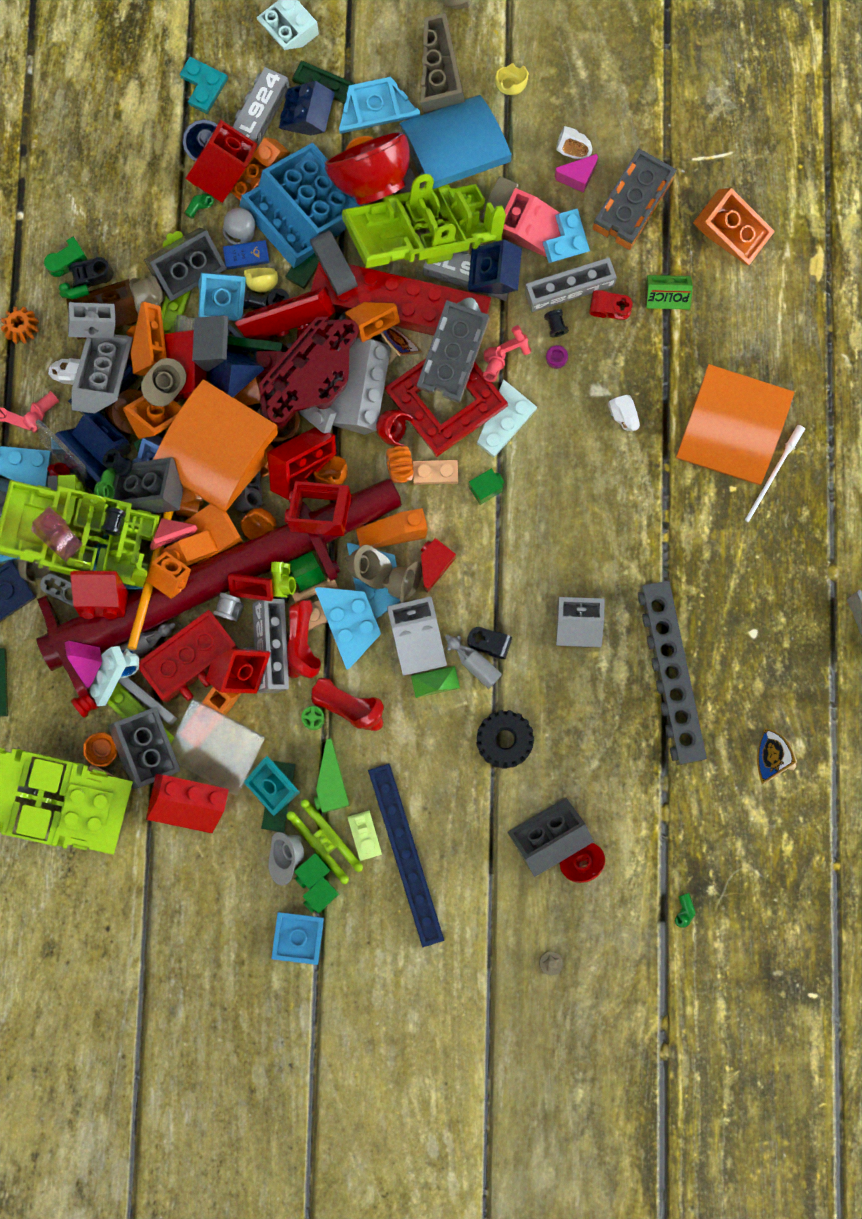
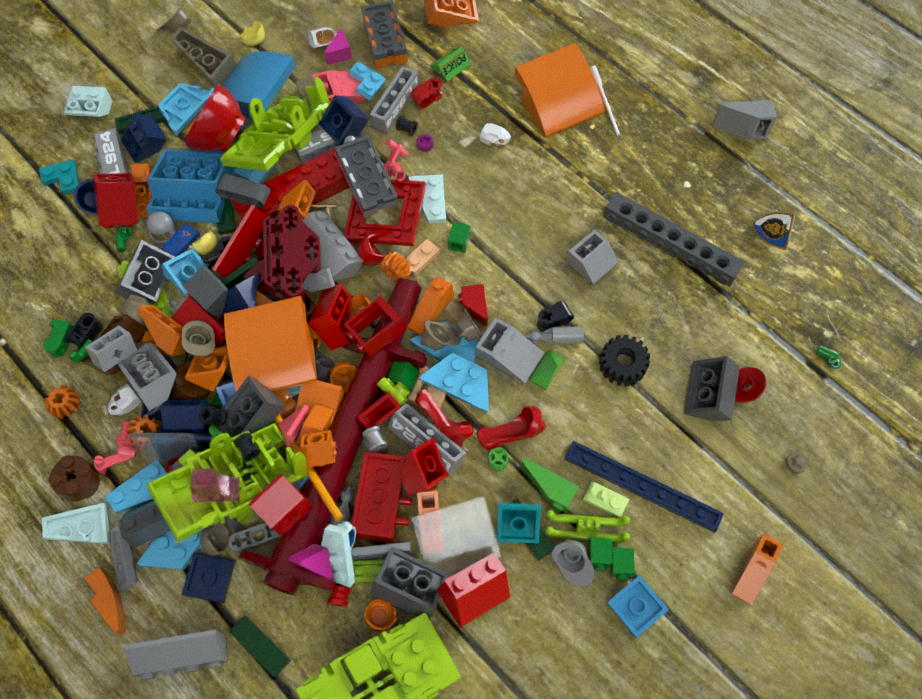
camera: 45 degrees left, 15 degrees down
(59, 408) = (136, 425): none -> orange gear
(417, 1006) = (757, 568): none -> orange slope

